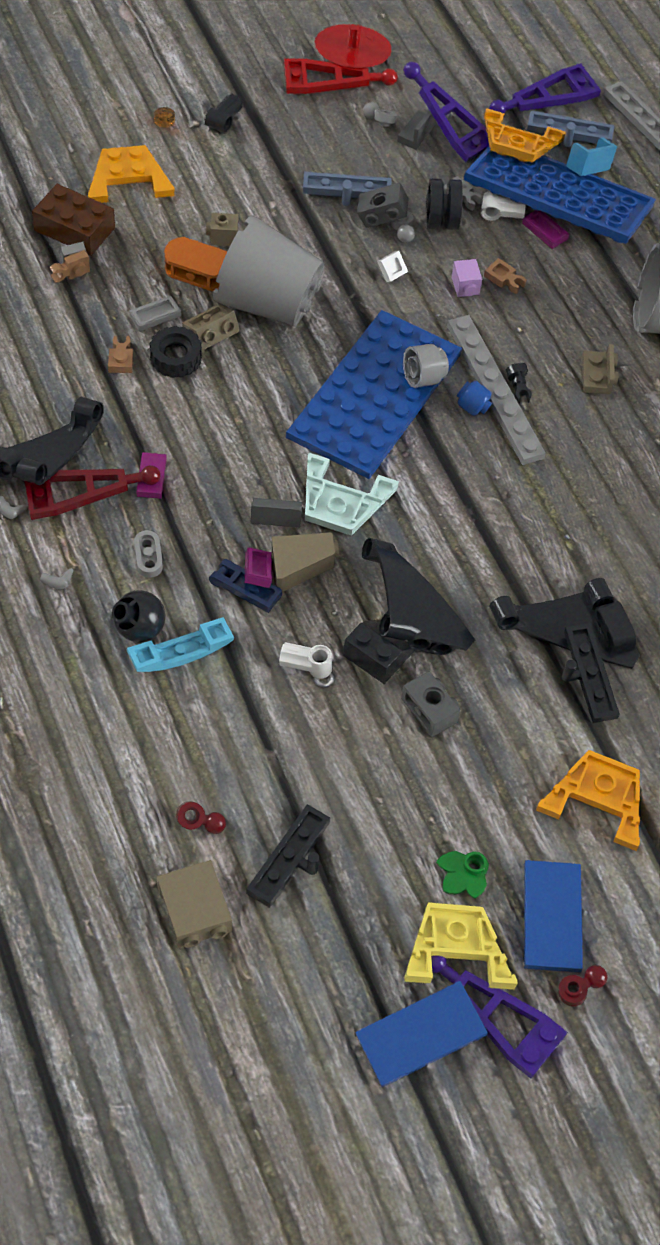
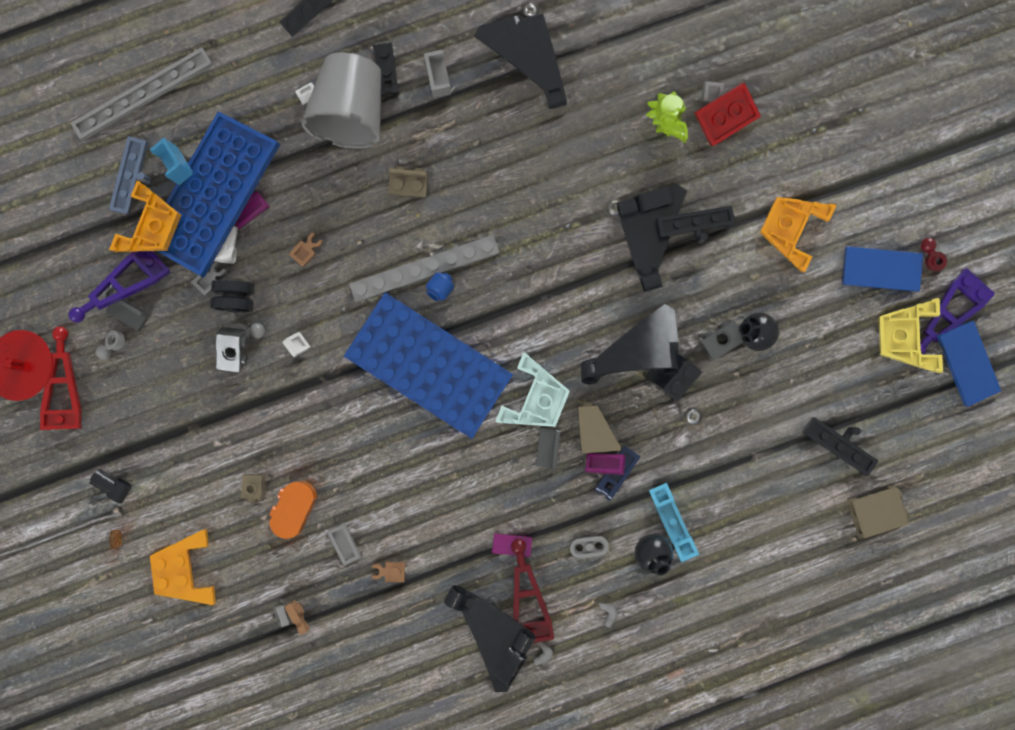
camera: 80 degrees left, 30 degrees up
(73, 218) = (242, 616): reddish brown brick -> none
(175, 337) = (403, 527): black tyre -> none
(213, 325) = (360, 498): dark tan bracket -> none
(213, 822) = (811, 513): dark red plate -> none
(268, 274) = (325, 449): light grey cone -> none
(306, 659) = (683, 432): white piece -> none
(341, 185) = (201, 378): sand blue plate -> none
(425, 365) = (416, 324): light grey piece -> none
(447, 740) = (760, 331): none -> black brick
(461, 876) = (853, 328): green plate -> none
(466, 278) = (310, 282): lavender brick -> none
(516, 374) = (413, 250): black piece -> none
(577, 78) = (70, 160): dark purple plate -> none

